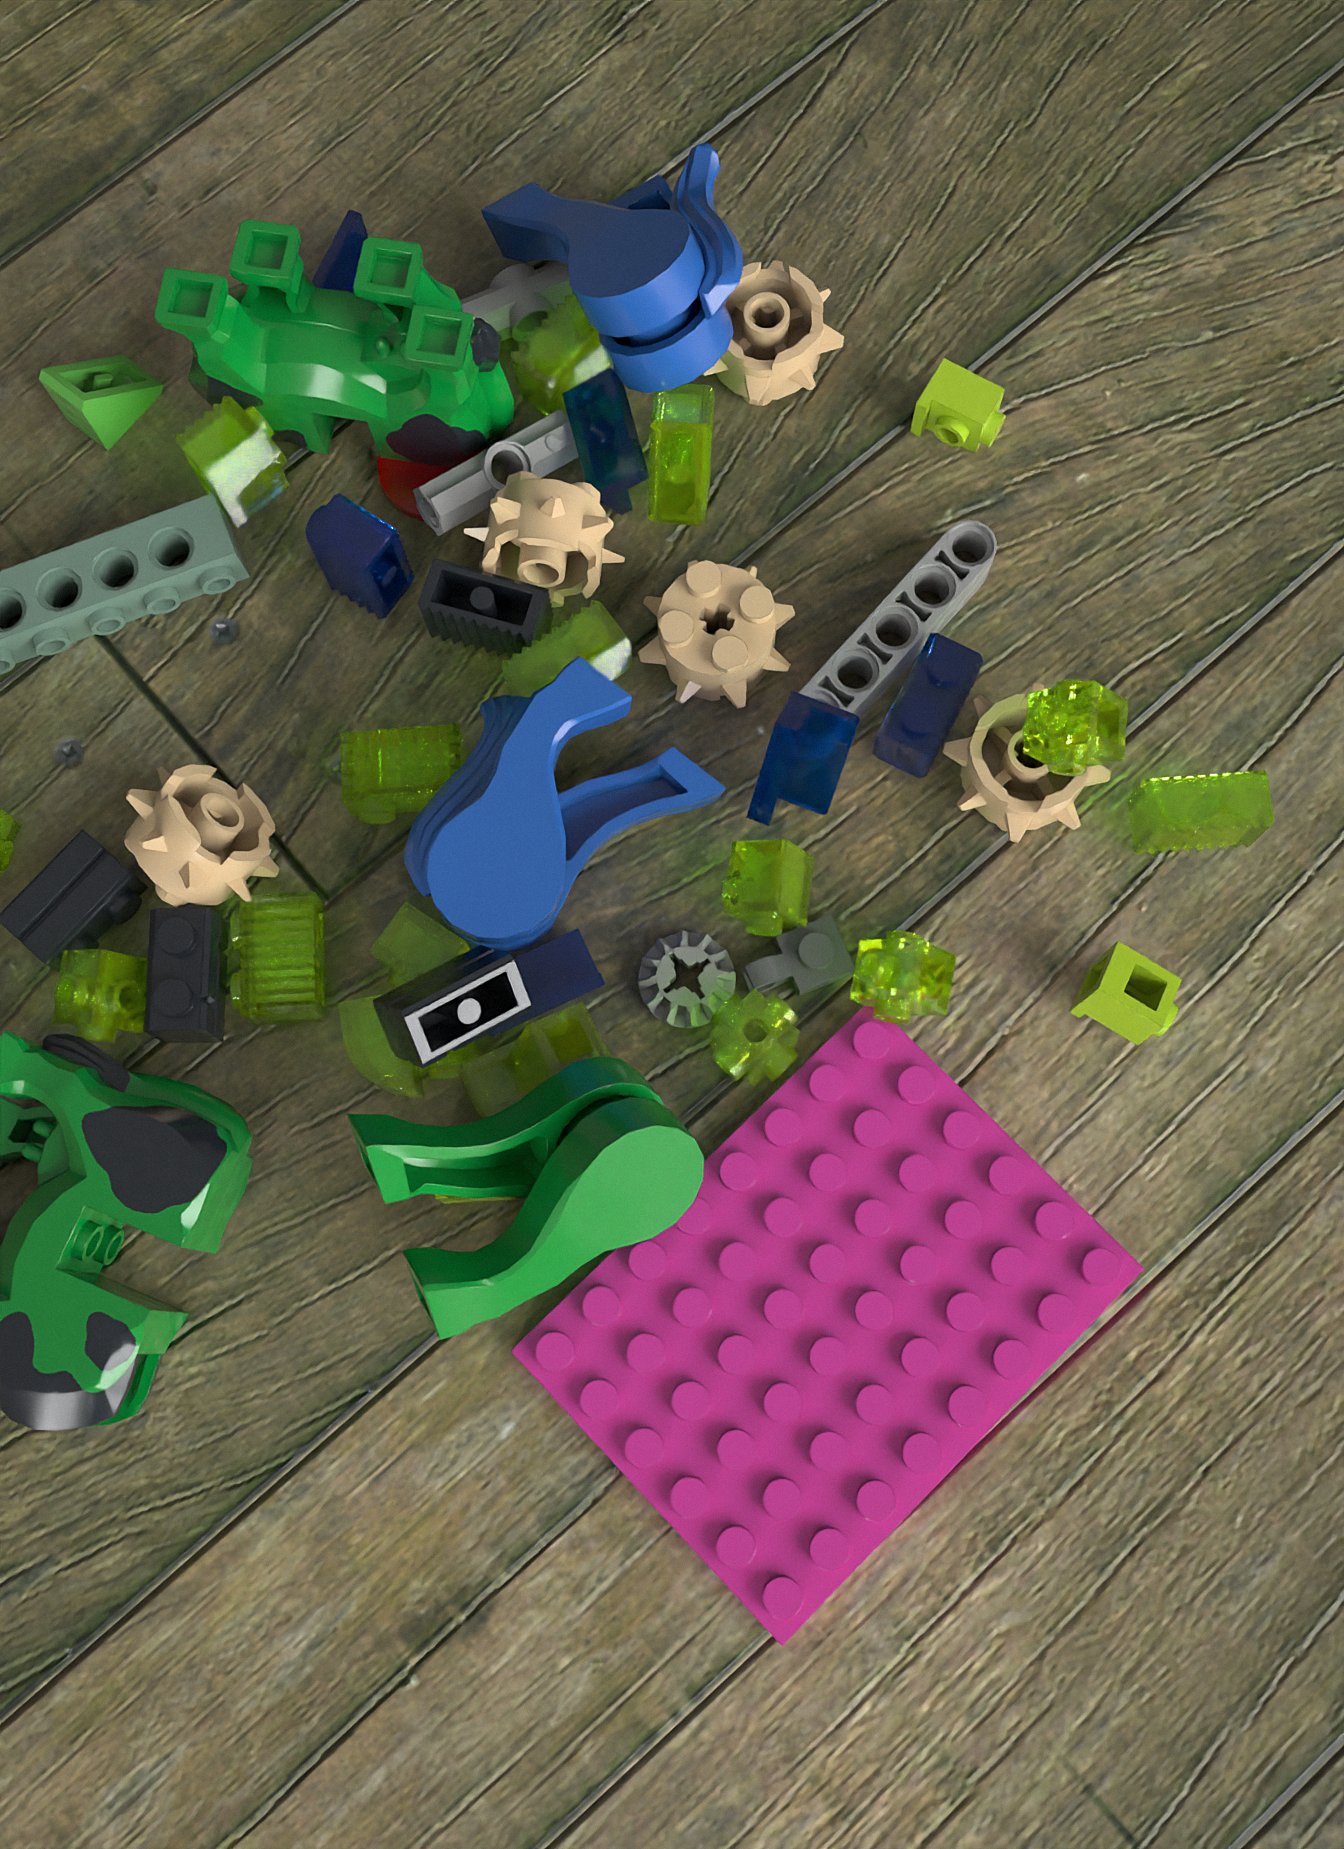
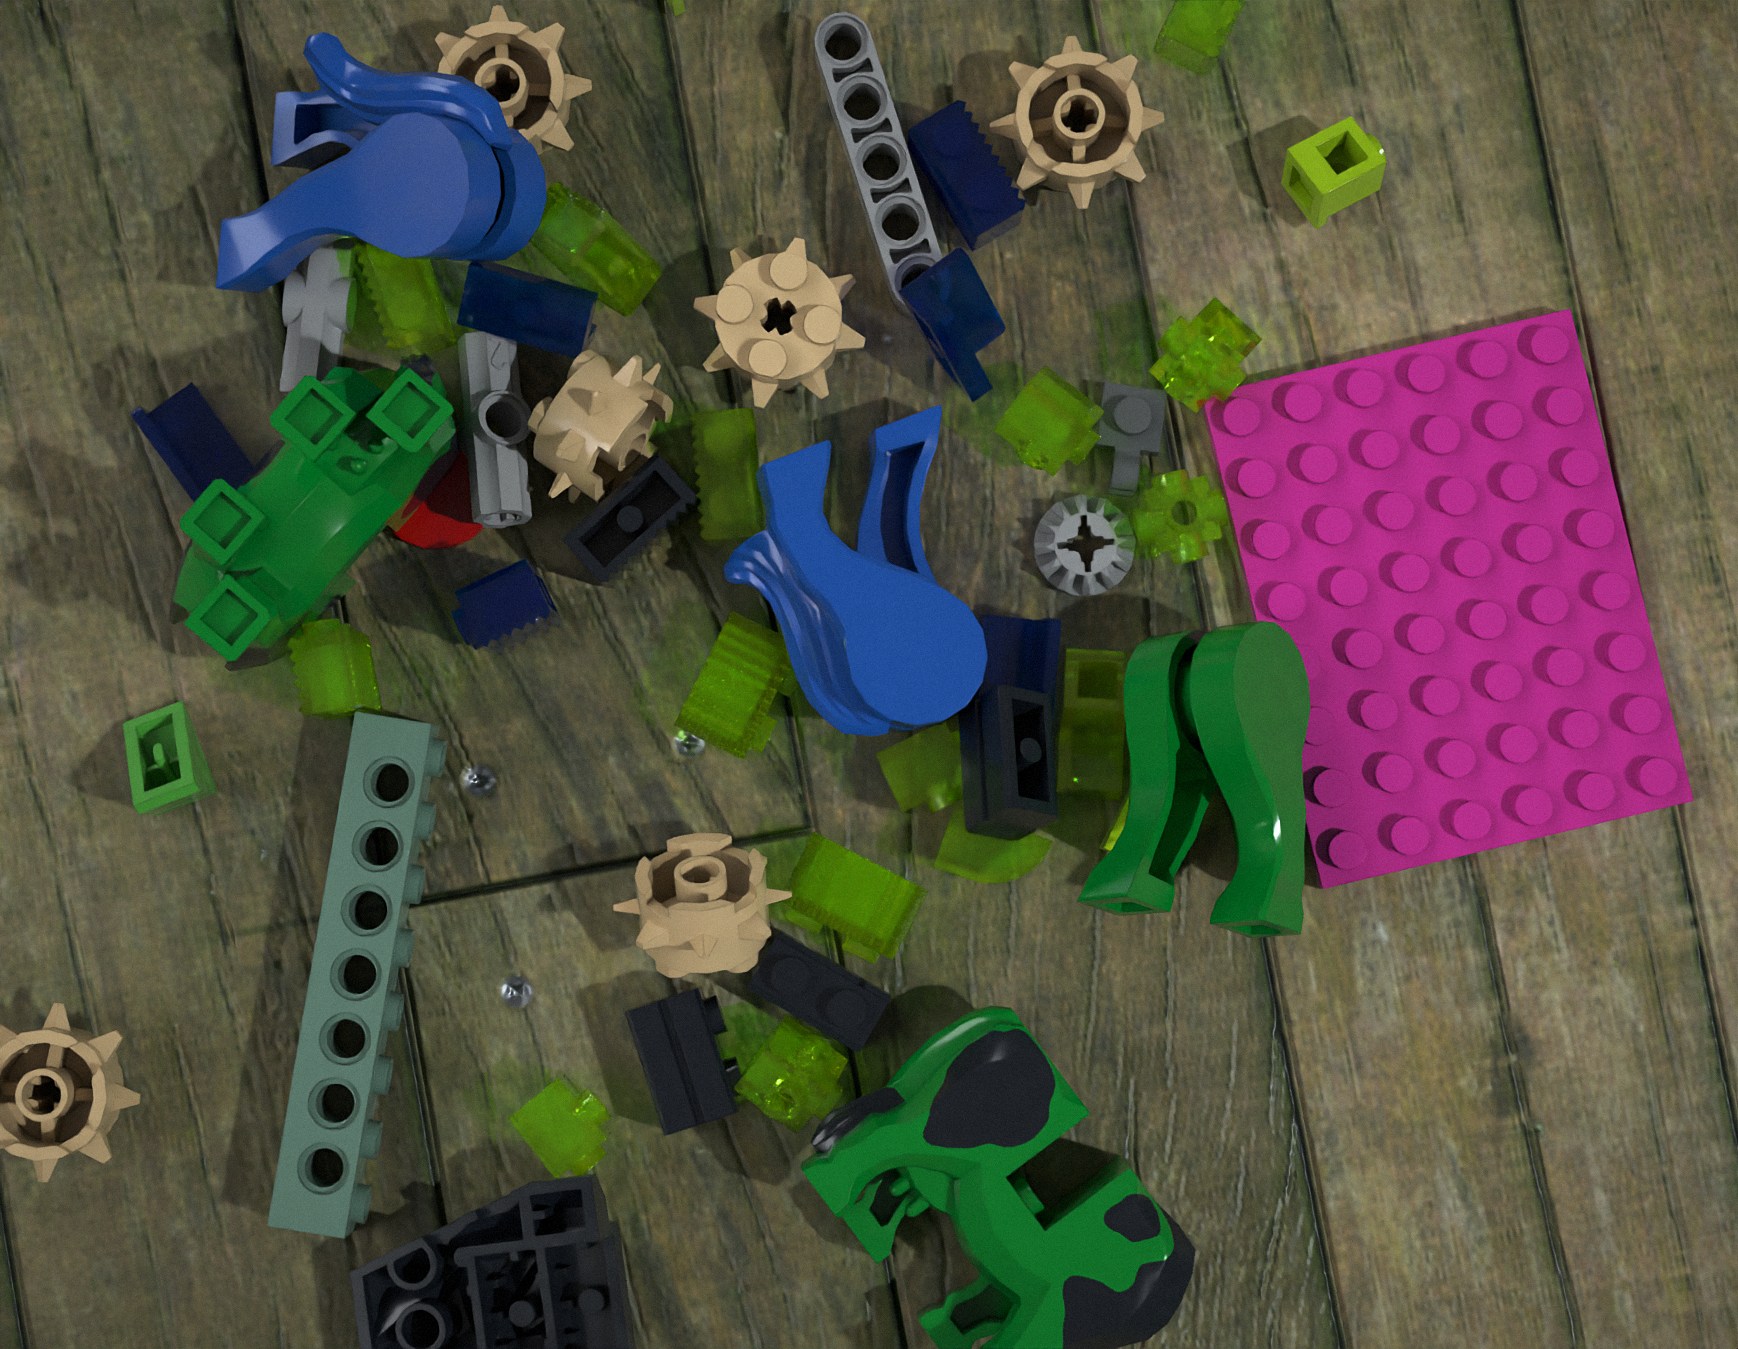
camera: 70 degrees left, 10 degrees up
(1075, 726) = (1093, 68): clear neon green brick -> none

